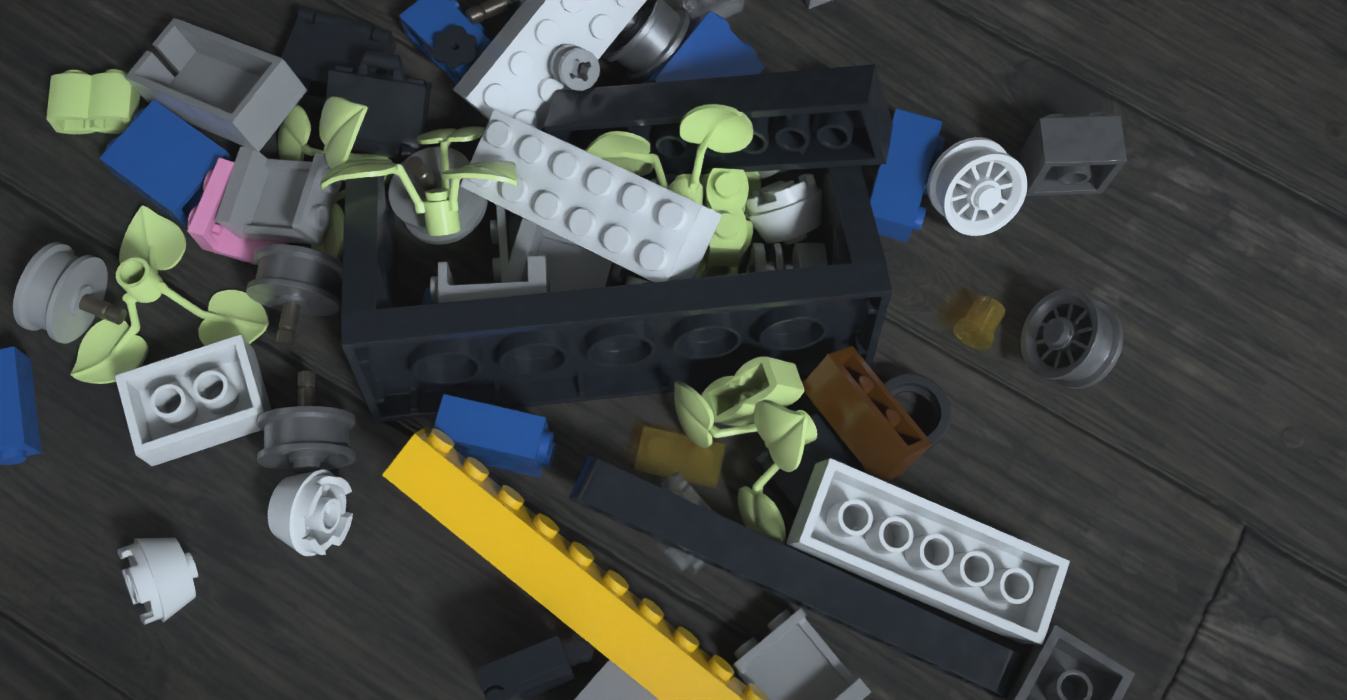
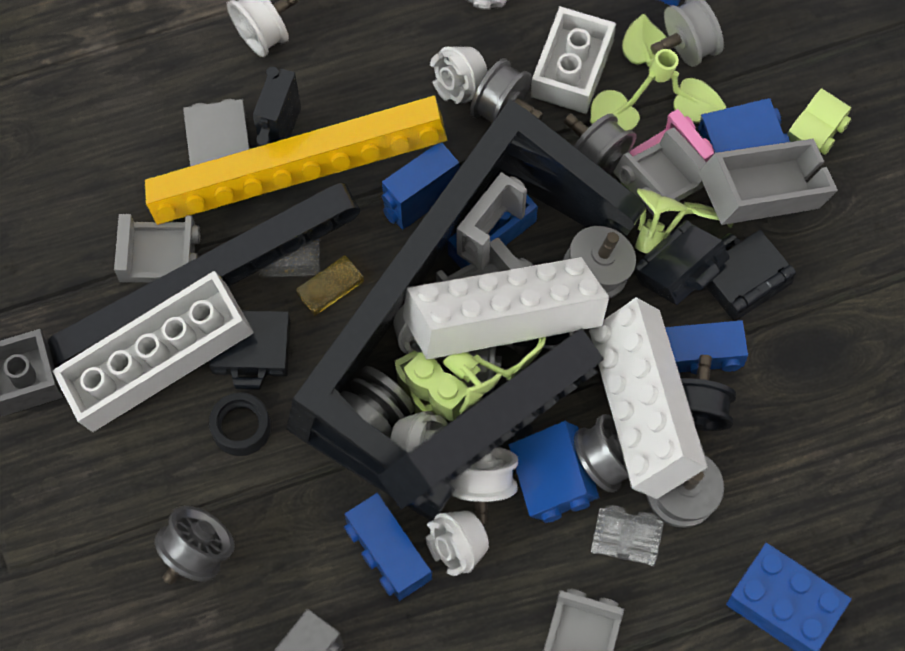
camera: 135 degrees right, 5 degrees down
(441, 204) = (565, 246): yellowish green plant -> none
(455, 39) = (691, 325): black plant -> none
(566, 62) = (606, 371): light grey wheel -> none
(761, 378) = (323, 333): yellowish green brick -> none
(784, 436) = (282, 326): yellowish green plant -> none
(865, 414) = (254, 381): reddish brown brick -> none
(977, 186) = (337, 573): white wheel -> none
(980, 323) = (255, 513): clear yellow bush -> none

